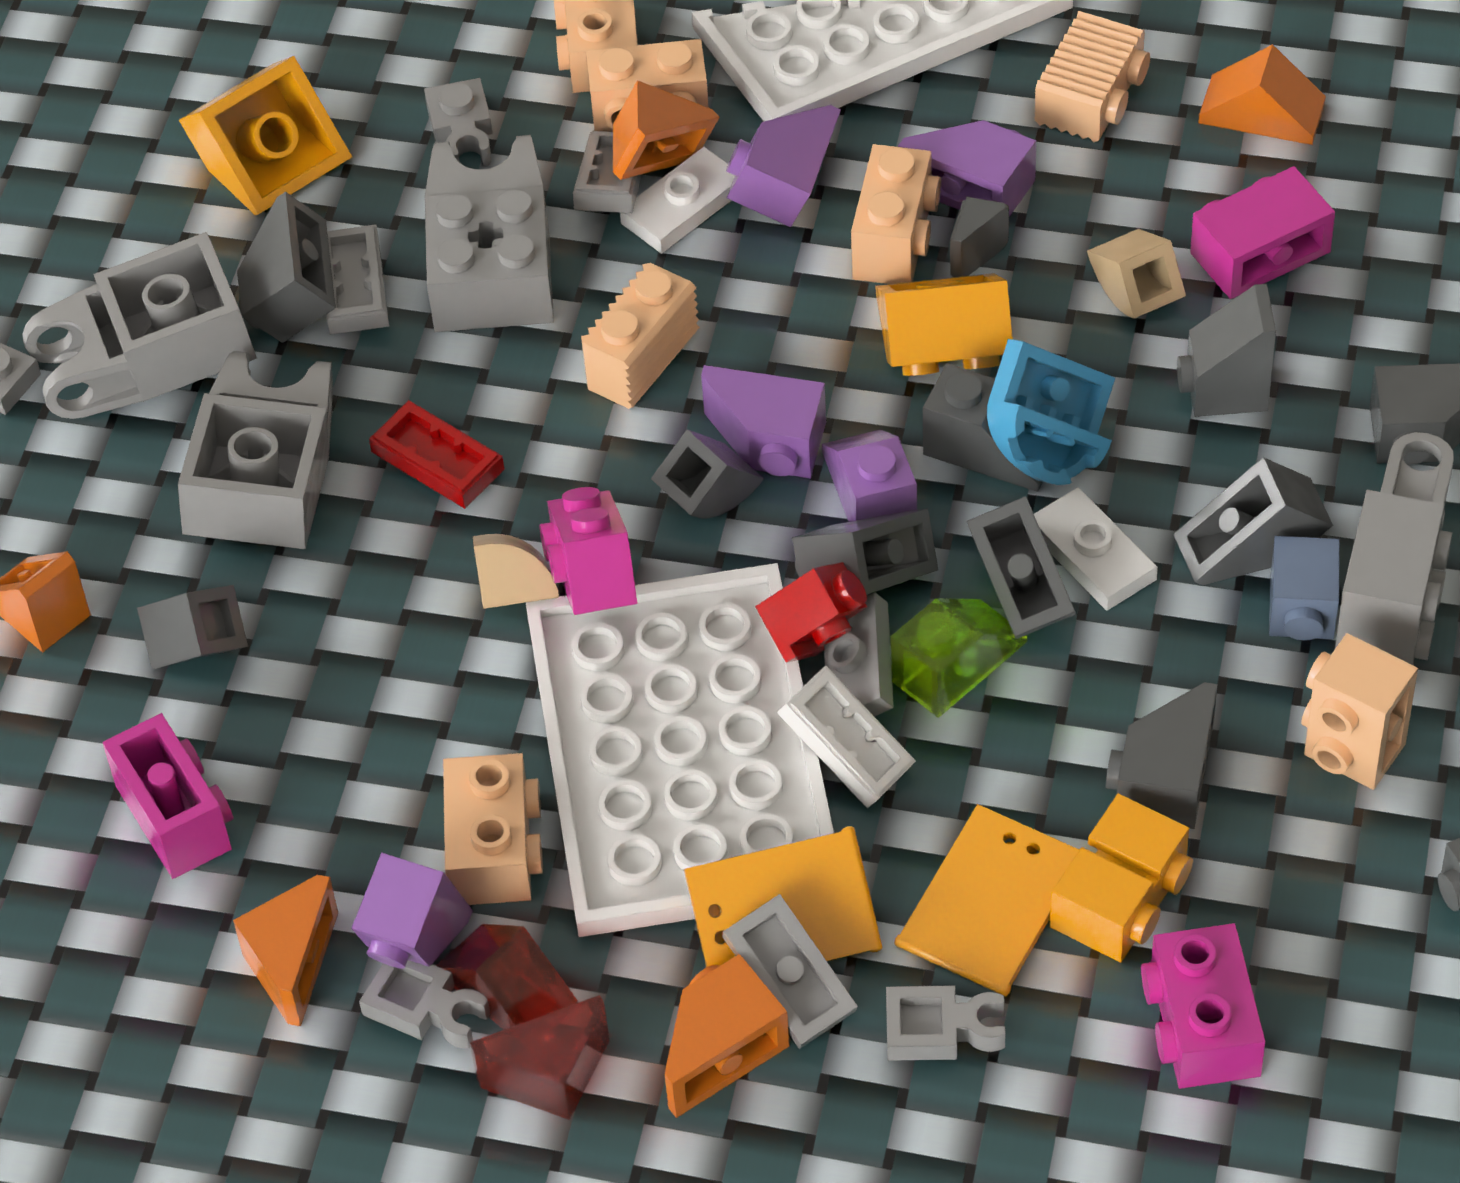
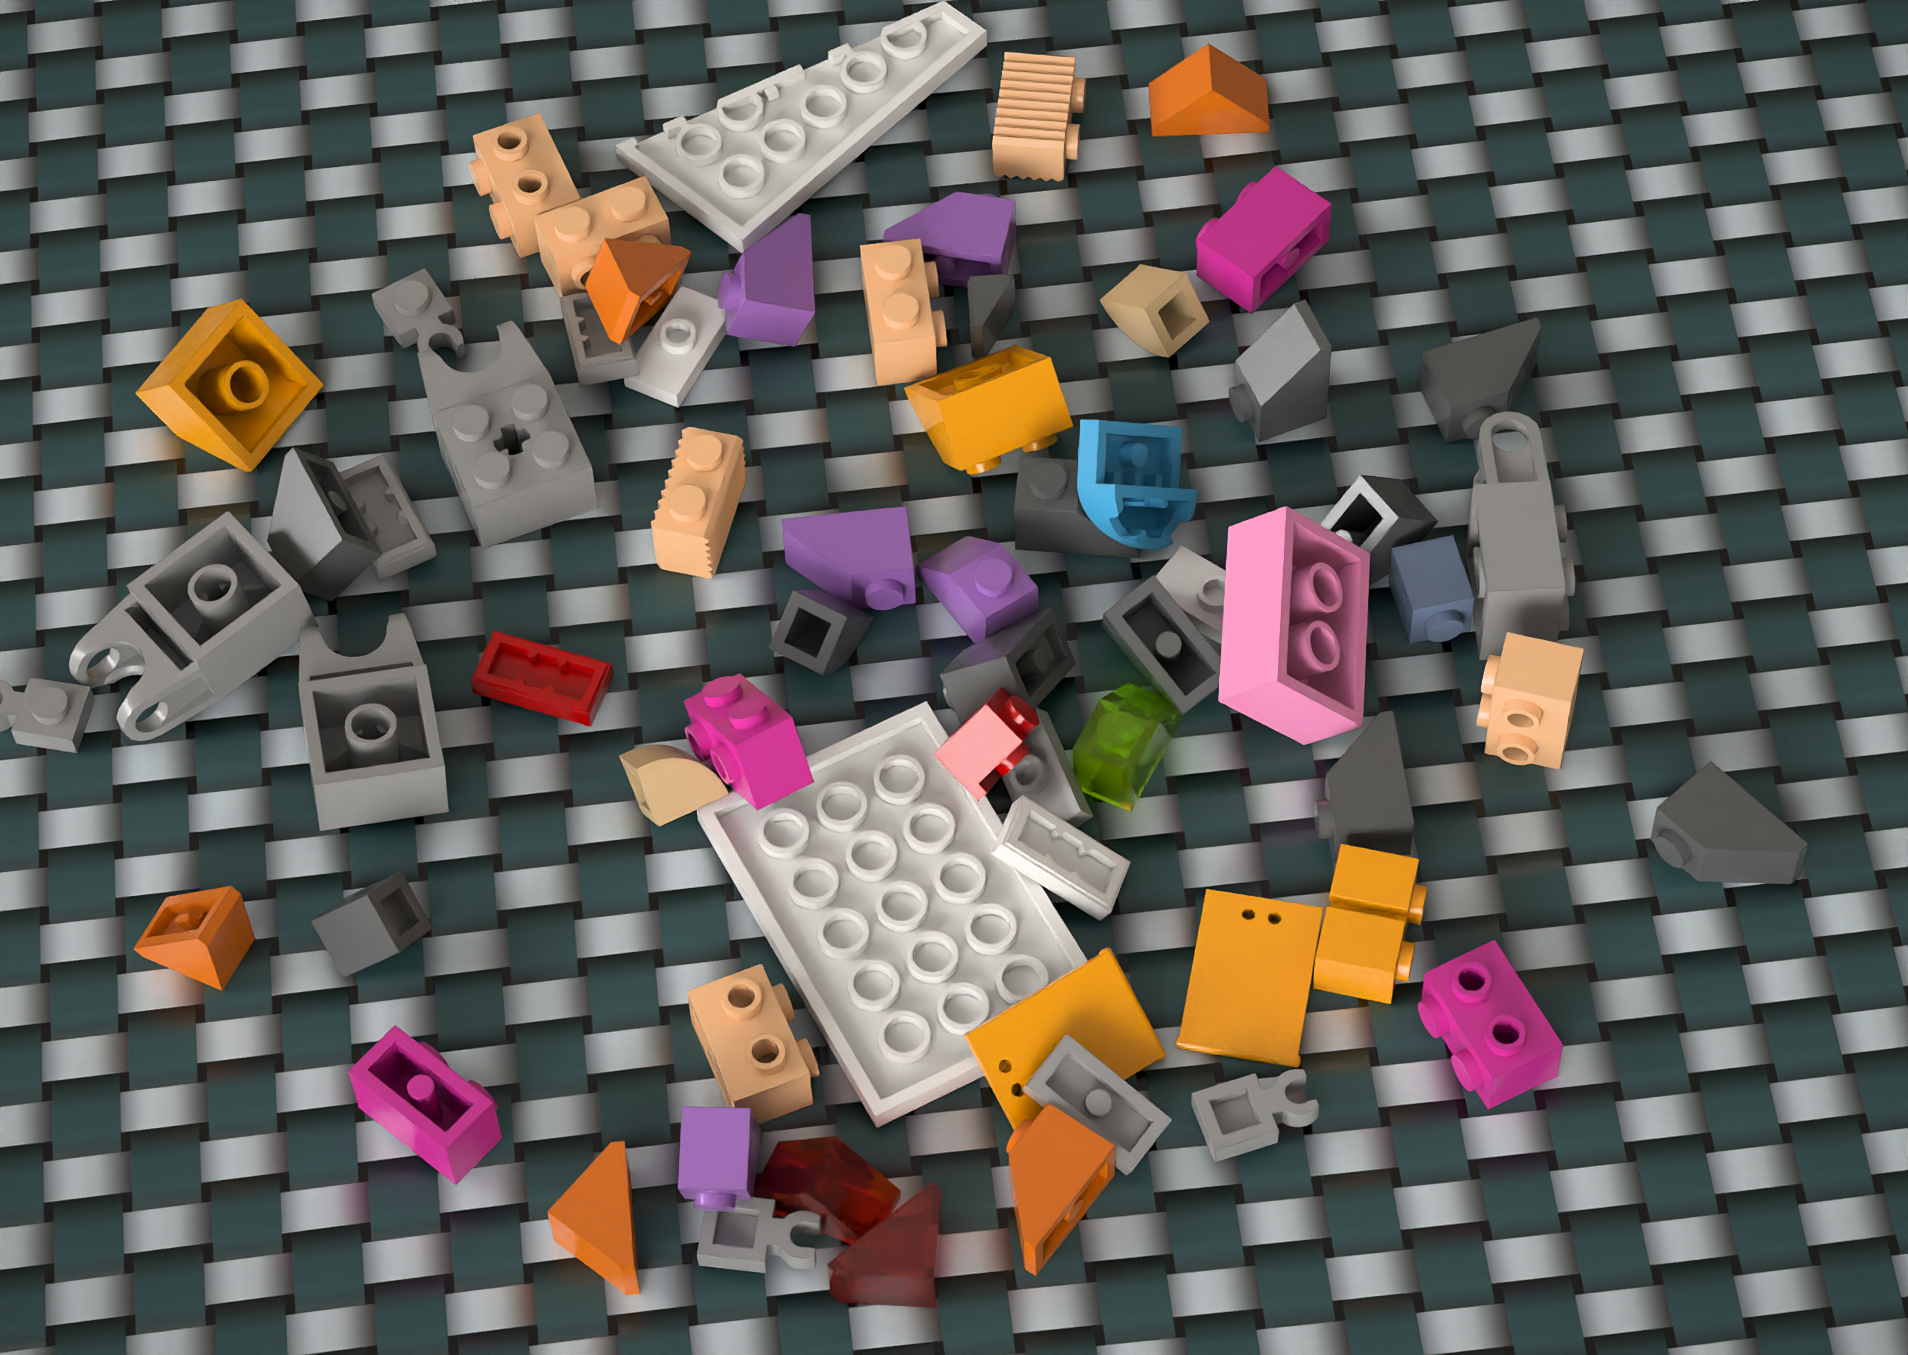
camera: 20 degrees left, 5 degrees up
(1148, 580) = (1294, 626): none -> bright pink brick

